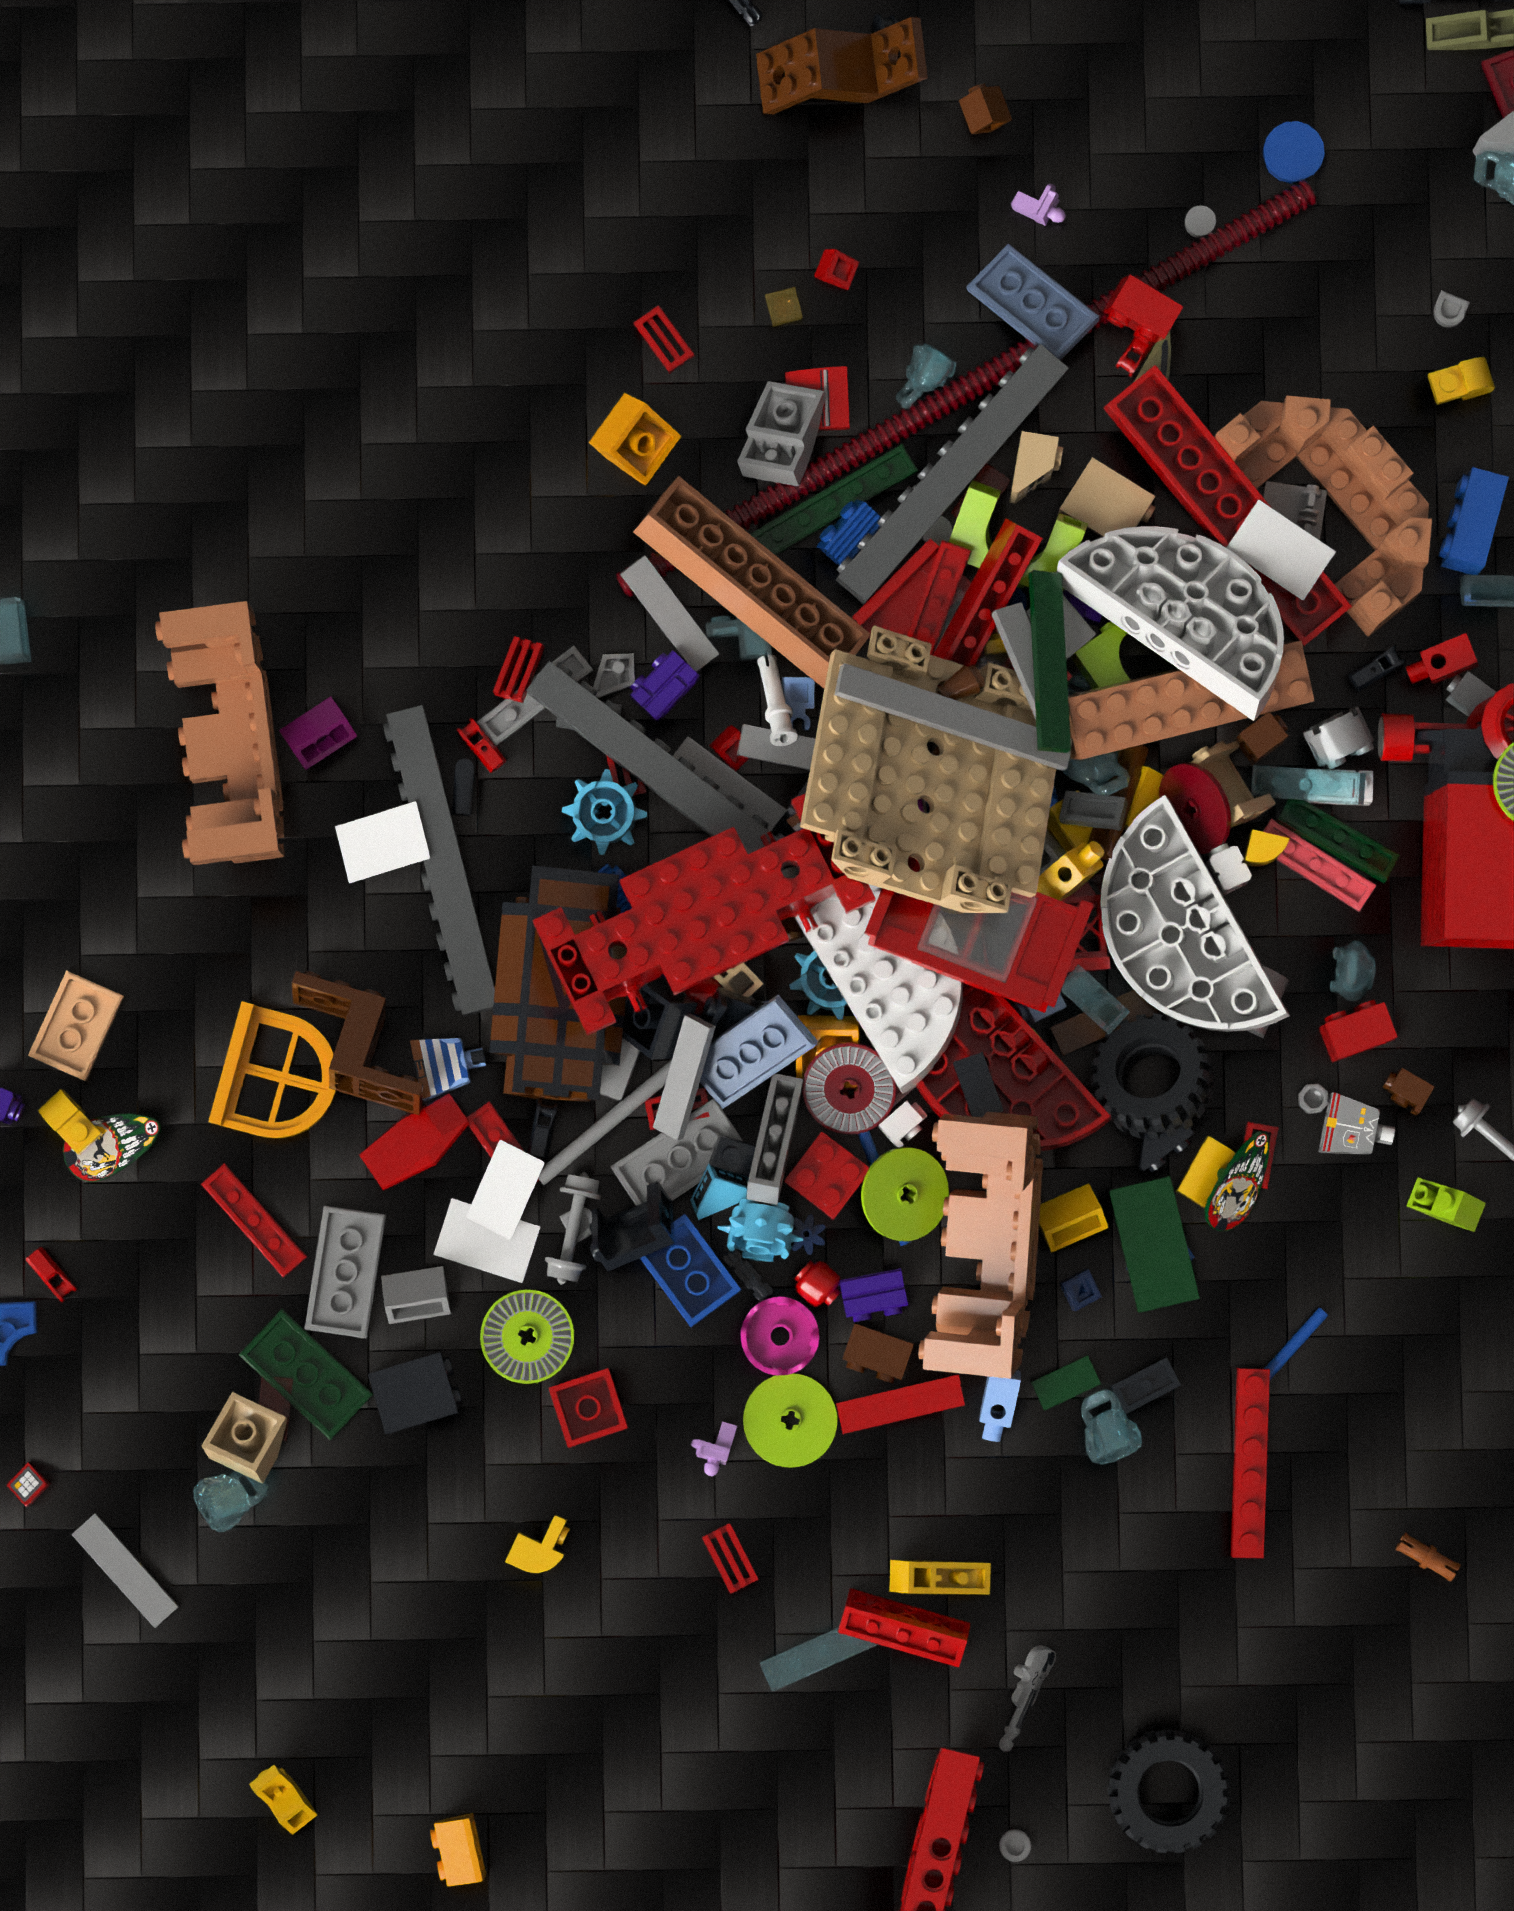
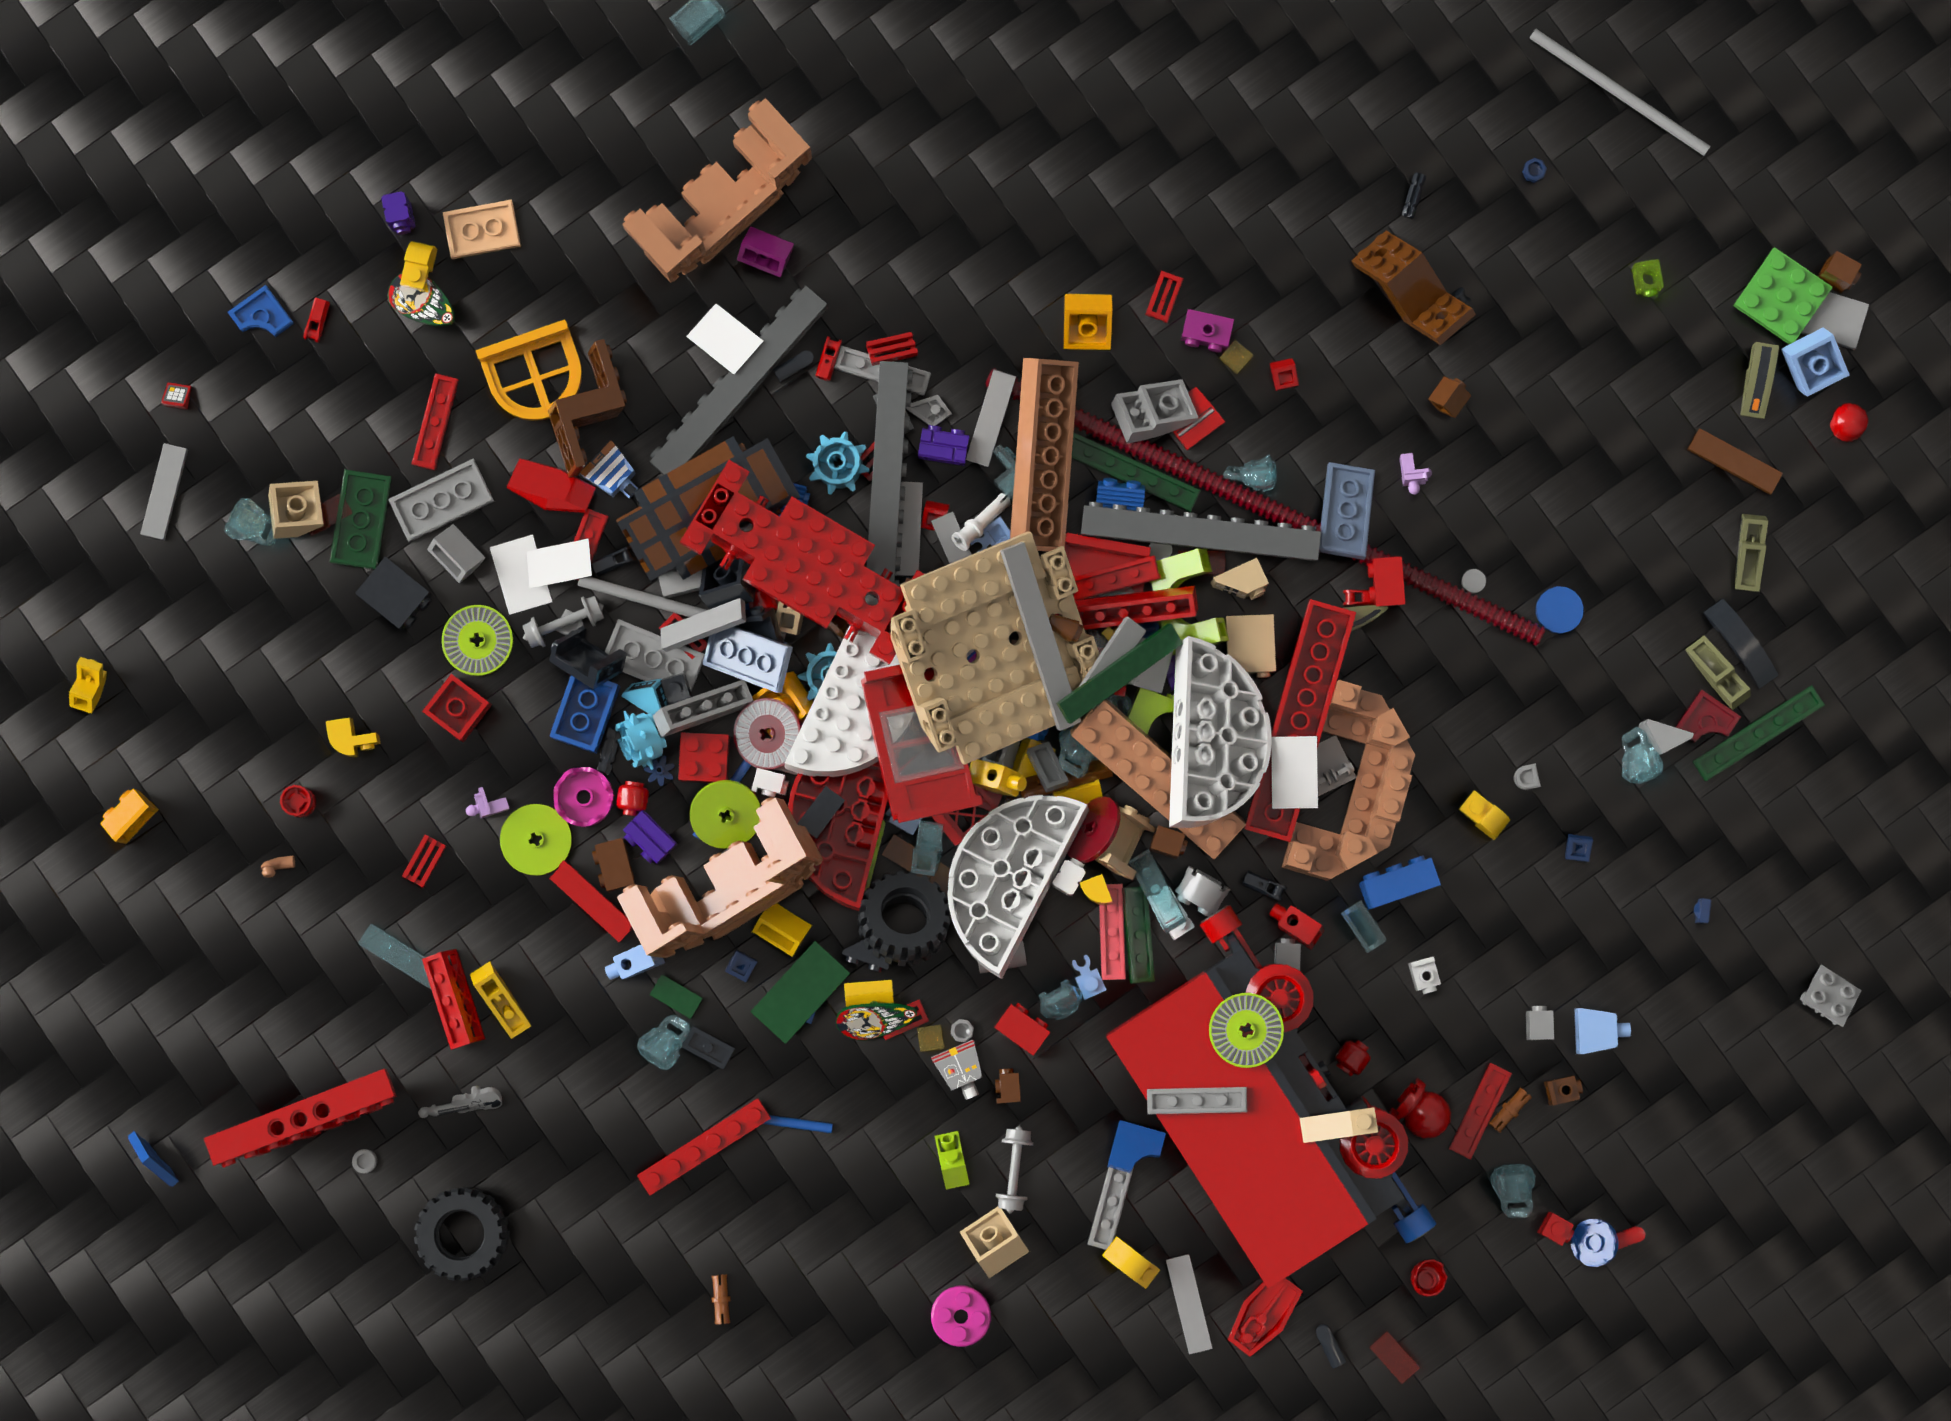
camera: 50 degrees right, 0 degrees up
(571, 1652) = (298, 801): none -> red wheel
(622, 1722) = (277, 863): none -> nougat arm
(733, 318) = (1207, 330): none -> magenta brick
(1298, 1138) = (930, 1038): none -> clear yellow plate
(1352, 925) = (1089, 981): none -> light blue plate

